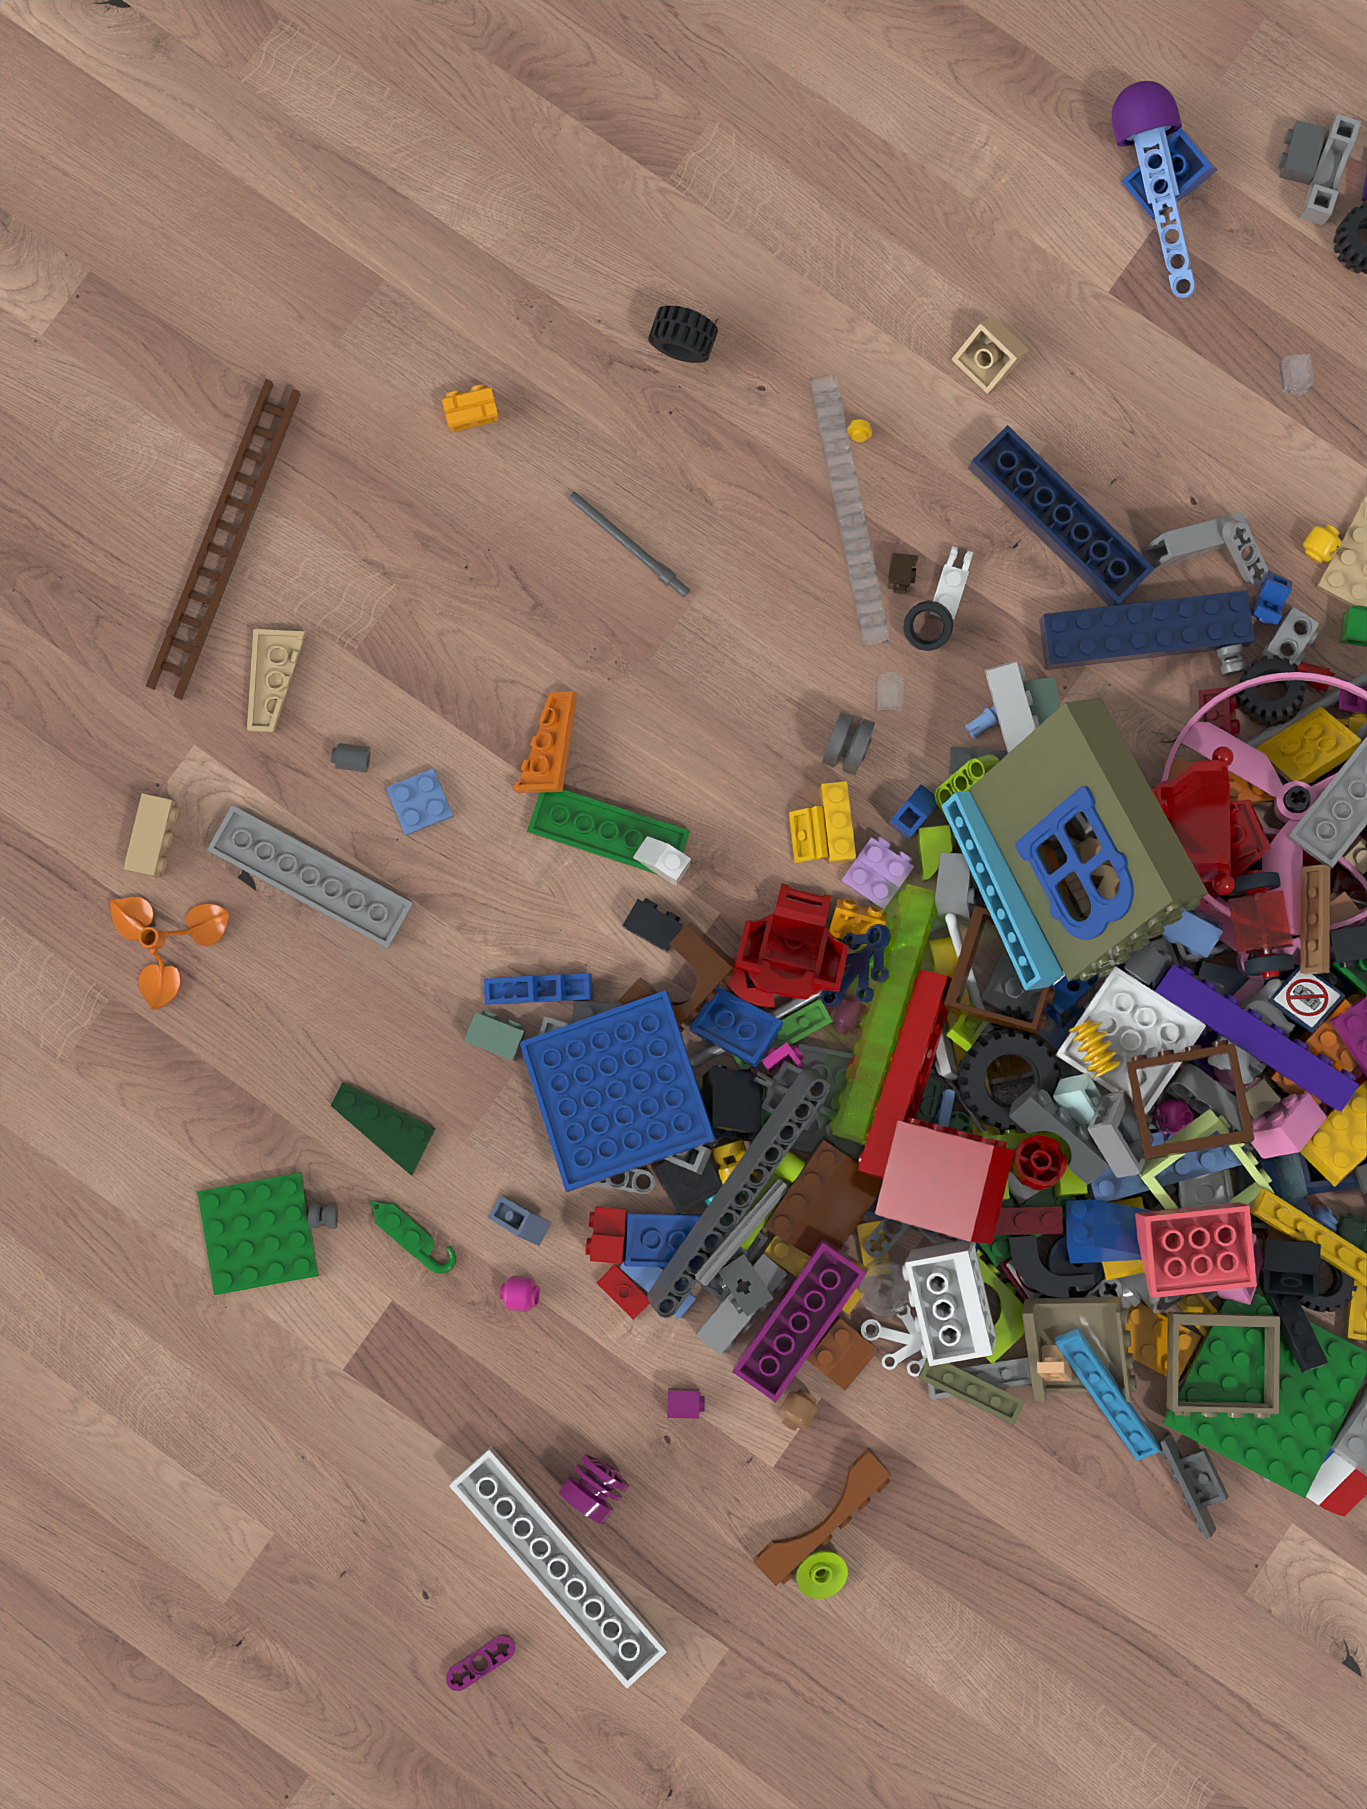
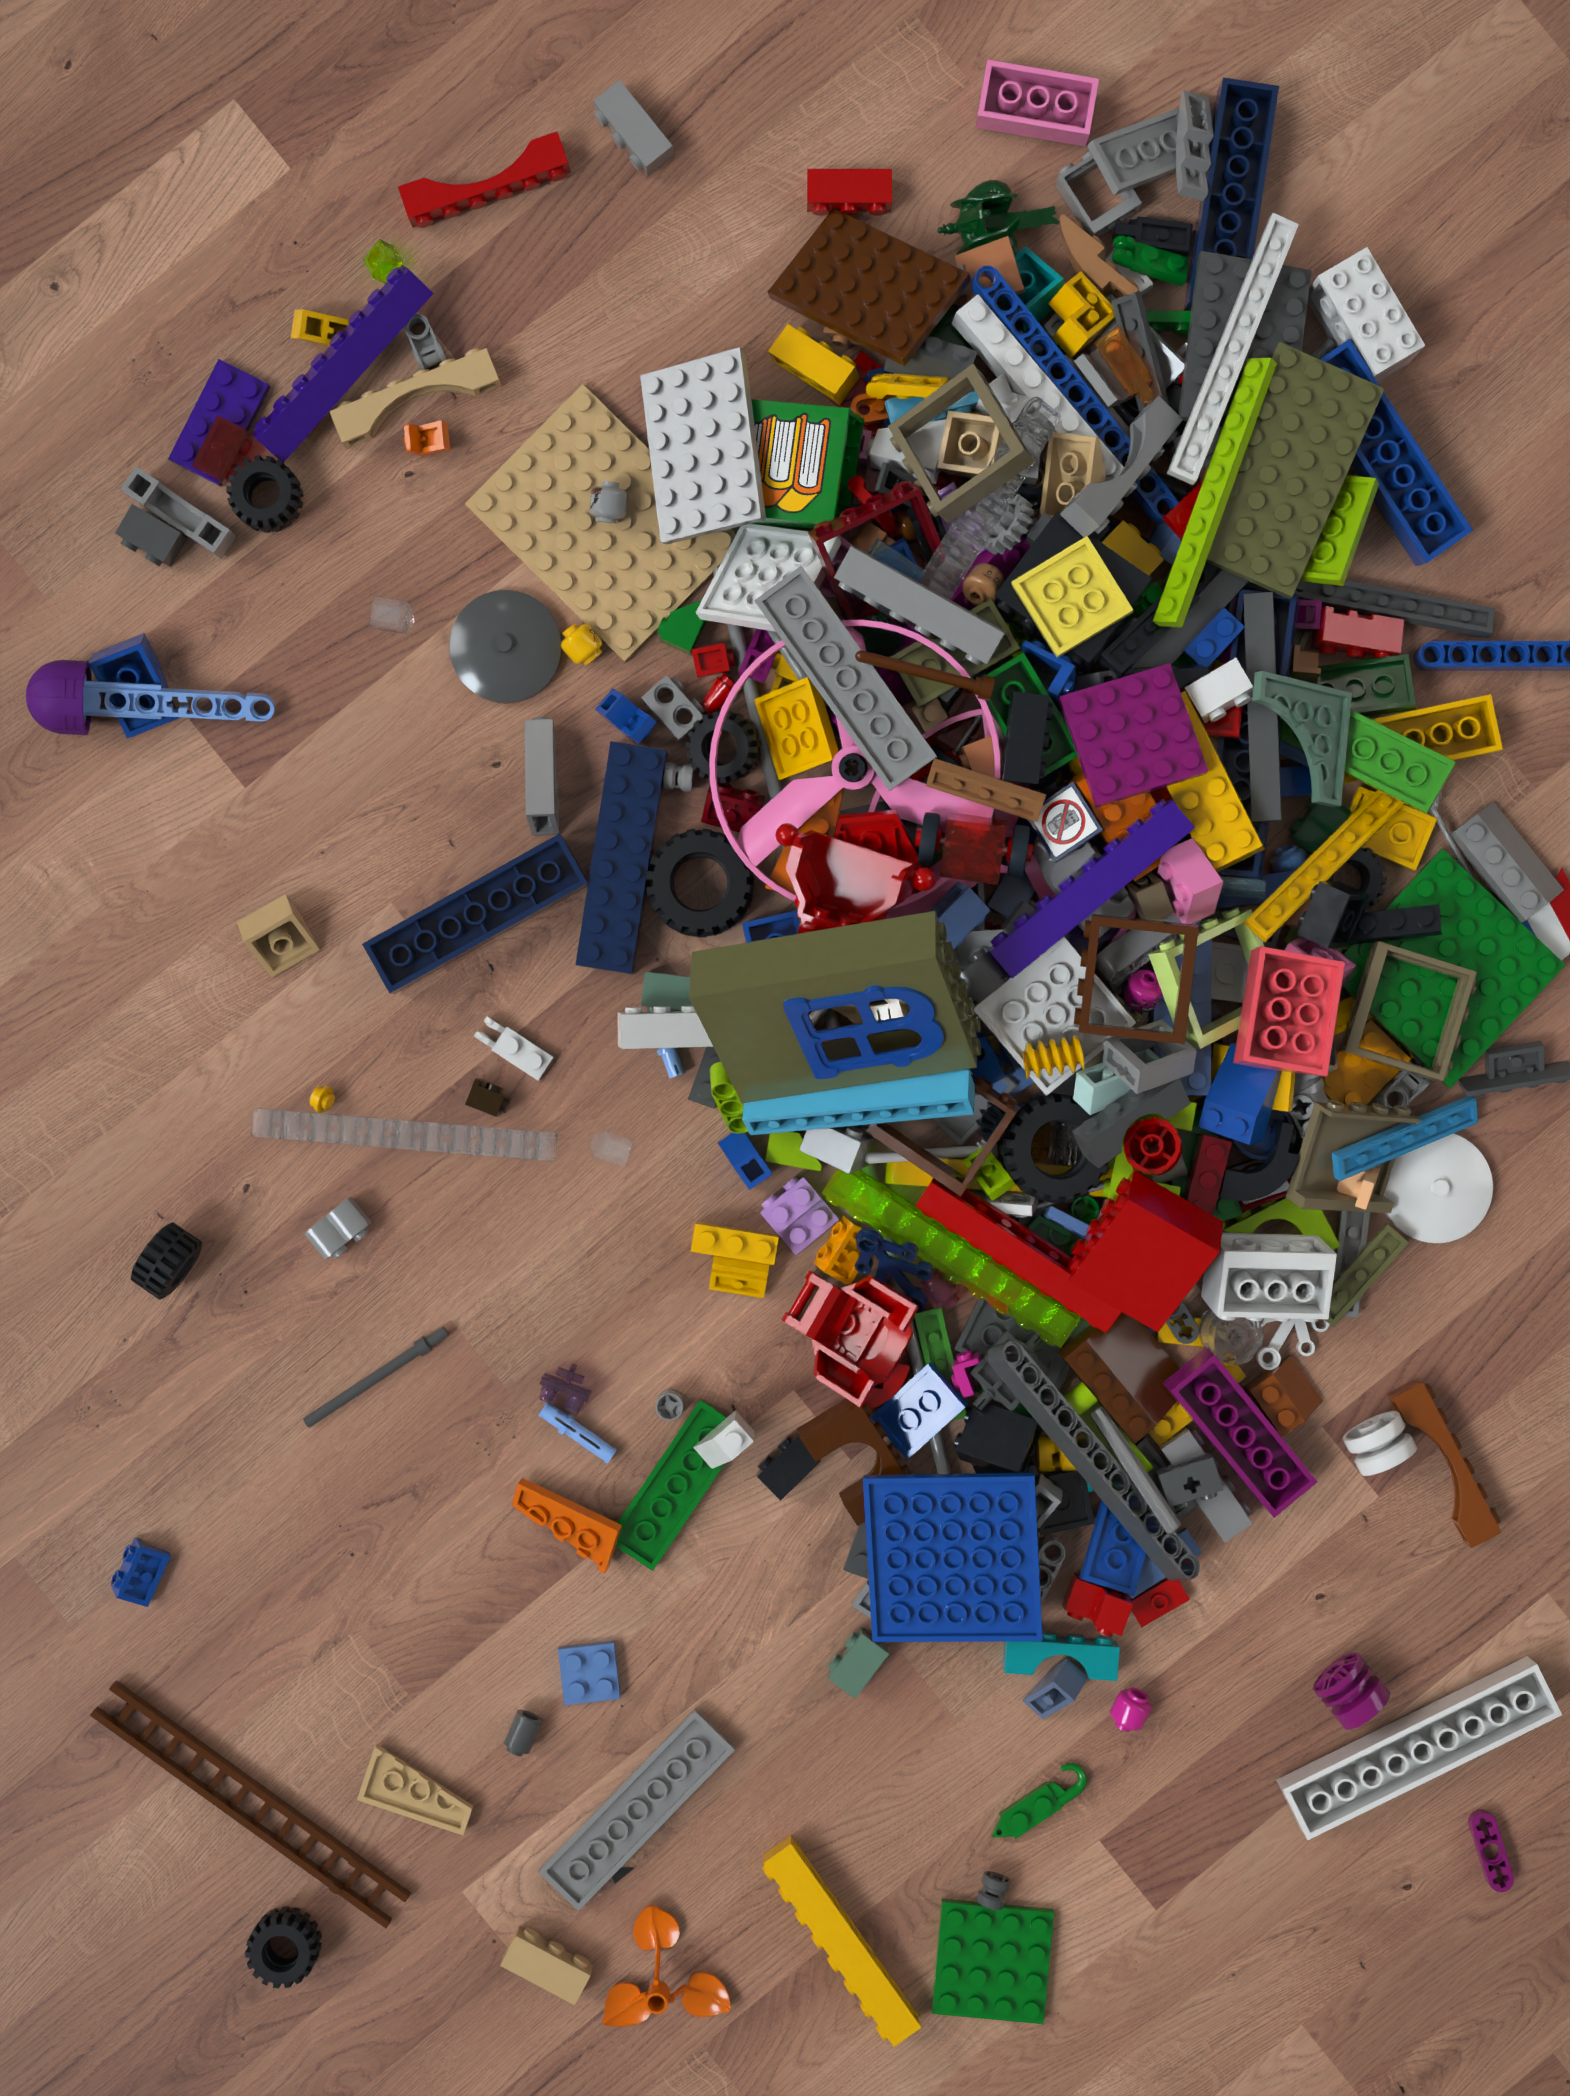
camera: 70 degrees left, 5 degrees up
(90, 588) = (270, 1965): none -> black tyre
(241, 1092) = (841, 1940): none -> yellow brick
(389, 1129) = (919, 1799): dark green wing -> none
(401, 388) = (139, 1573): none -> blue bracket
(470, 408) = (182, 1506): light orange brick -> none
(538, 989) = (821, 1603): blue slope -> none
(558, 1249) = (1097, 1655): none -> teal arch
(640, 702) = (604, 1451): none -> light blue pin
(664, 698) = (552, 1385): none -> clear purple hips
(676, 801) = (670, 1409): none -> light grey wheel
(685, 1403) = (1289, 1571): magenta brick -> none
(750, 475) = (338, 1228): none -> light grey brick
(798, 1410) = (1329, 1456): medium nougat head -> none
(823, 1583) = (1502, 1480): lime dish -> none
(825, 1450) = (1379, 1443): none -> white wheel
(849, 743) = (656, 1206): flat silver wheel -> none
(917, 642) = (562, 1106): black tyre -> none
(1066, 1442) = (1440, 1190): none -> white dish
(1151, 1384) = (1405, 1086): none -> light grey piece
(1170, 680) = (661, 884): none -> black tyre
(1236, 546) = (562, 739): light grey beam -> none
(1298, 480) = (505, 646): none -> dark grey dish
(1343, 660) = (712, 660): none -> red bracket

